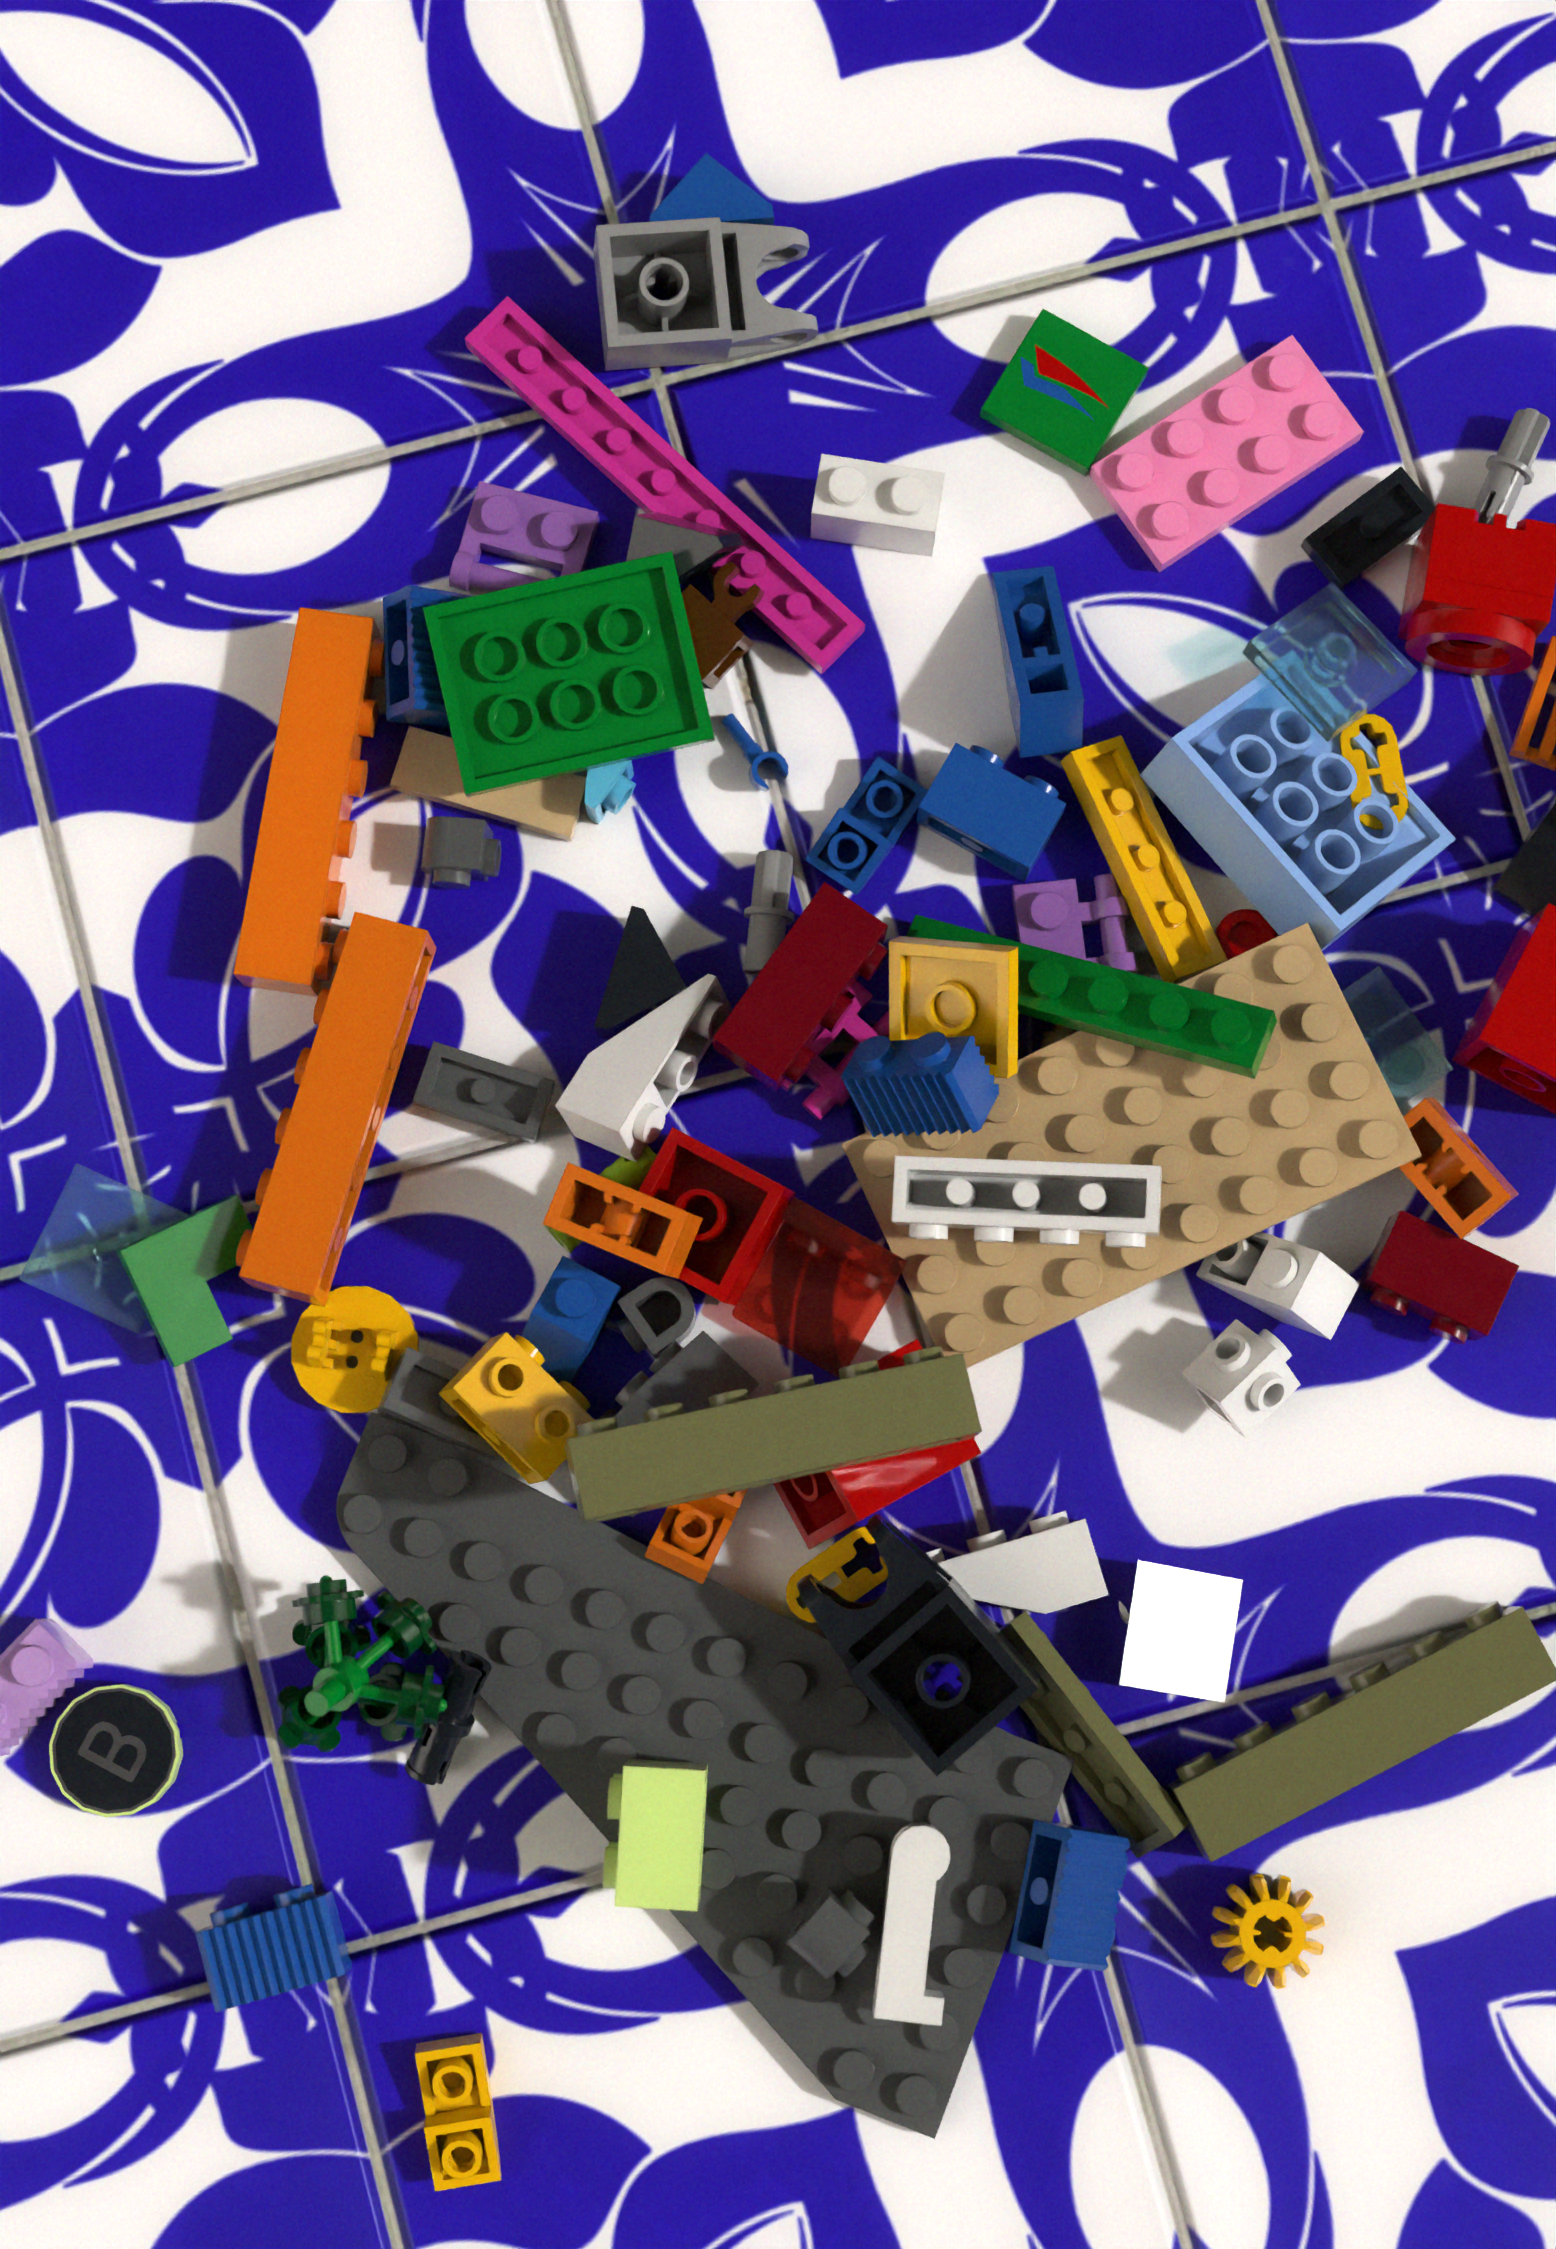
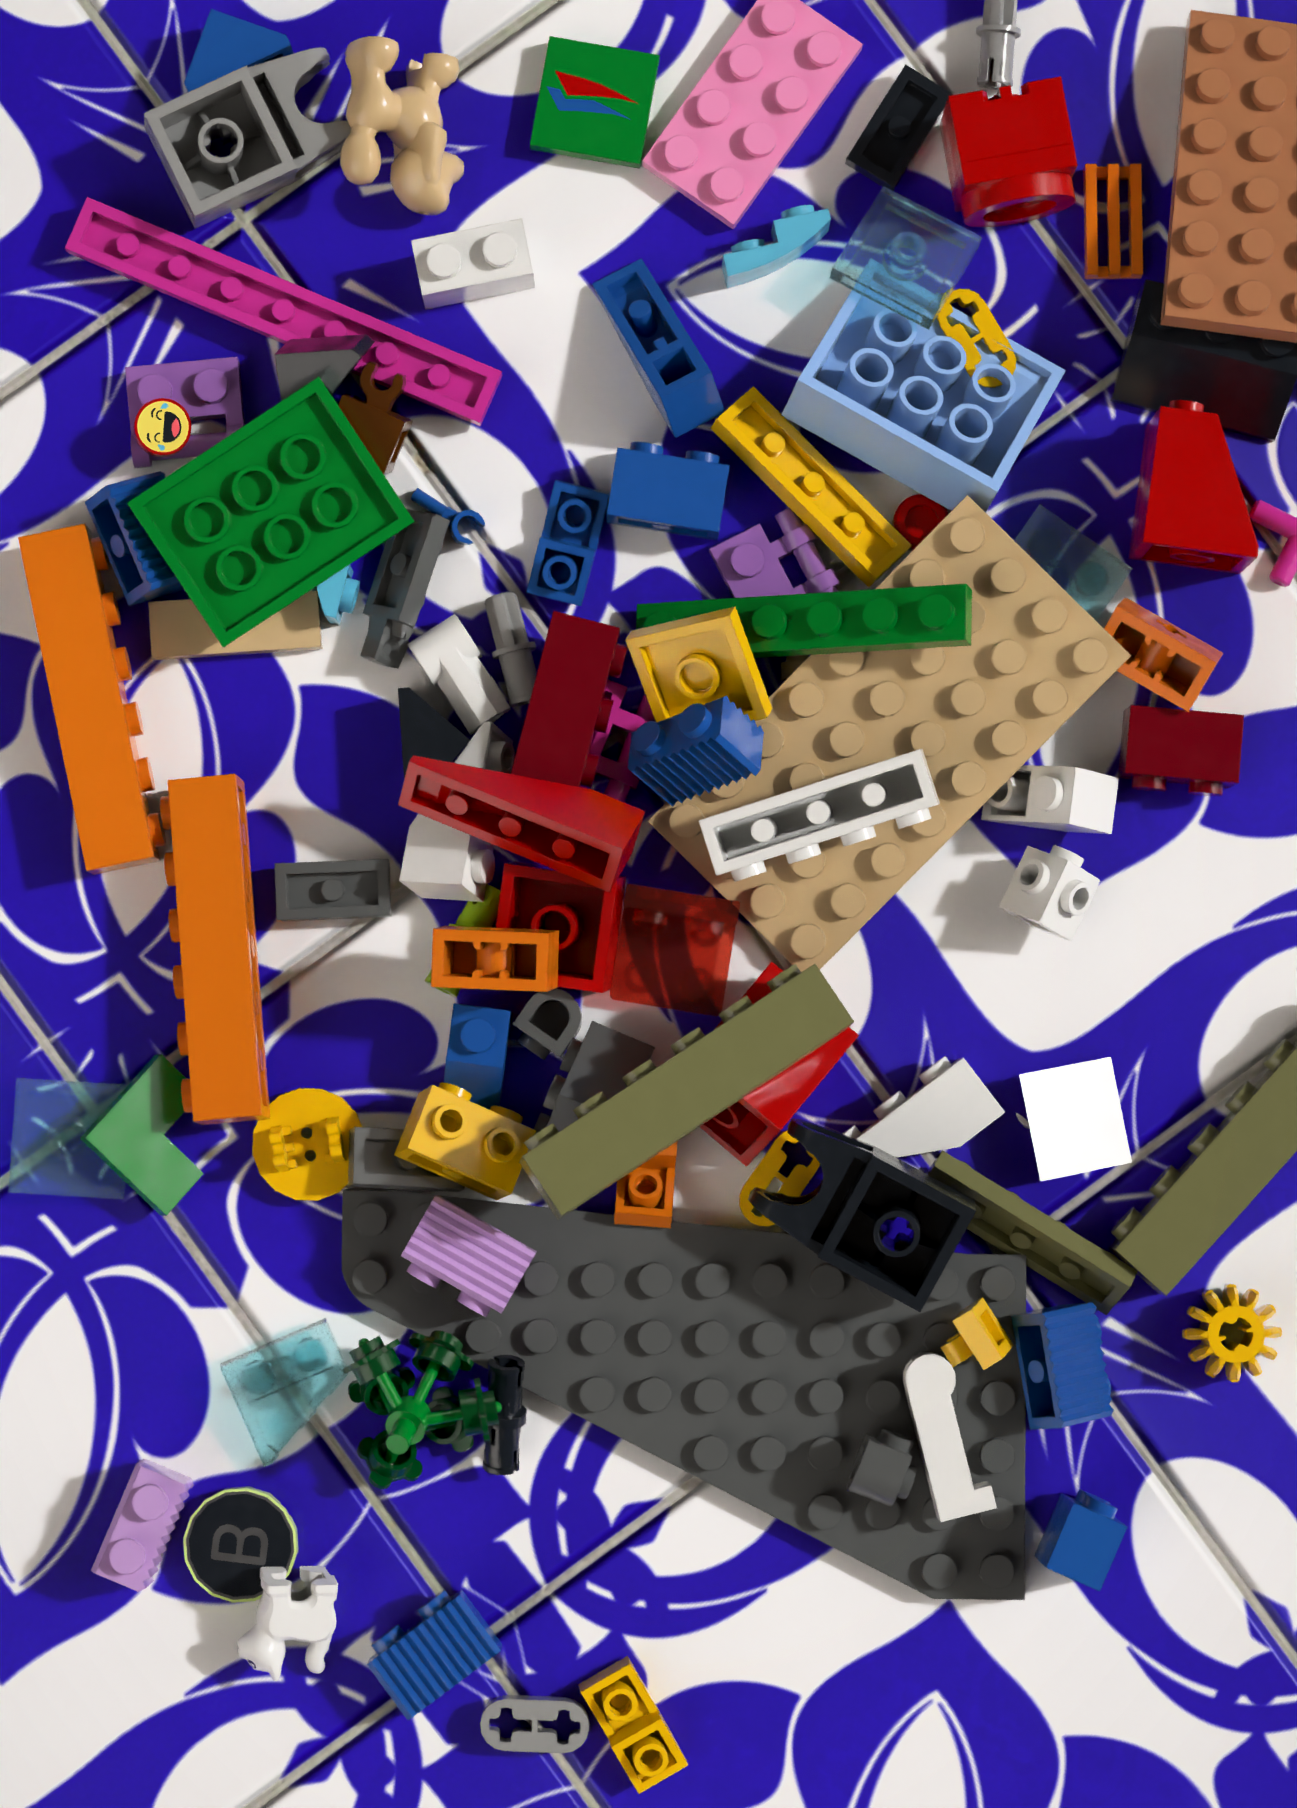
camera: 25 degrees left, 5 degrees up
(138, 1848) = (291, 1615): none -> white animal
(228, 1595) = (284, 1384): none -> clear light blue wing
(345, 2084) = (534, 1739): none -> light grey beam
(459, 851) = (233, 694): dark grey plate -> none
(474, 1530) = (467, 1255): none -> lavender brick
(492, 552) = (162, 427): none -> tile
(659, 1834) = (714, 1443): yellowish green brick -> none
(676, 806) = (401, 587): none -> dark grey hinge
(700, 904) = (454, 665): none -> white piece
(727, 1094) = (532, 817): none -> red slope
(867, 333) = (410, 118): none -> tan animal
(990, 1827) = (978, 1335): none -> yellow tile
(1021, 2096) = (1081, 1539): none -> blue brick
(1219, 599) = (792, 237): none -> medium azure slope

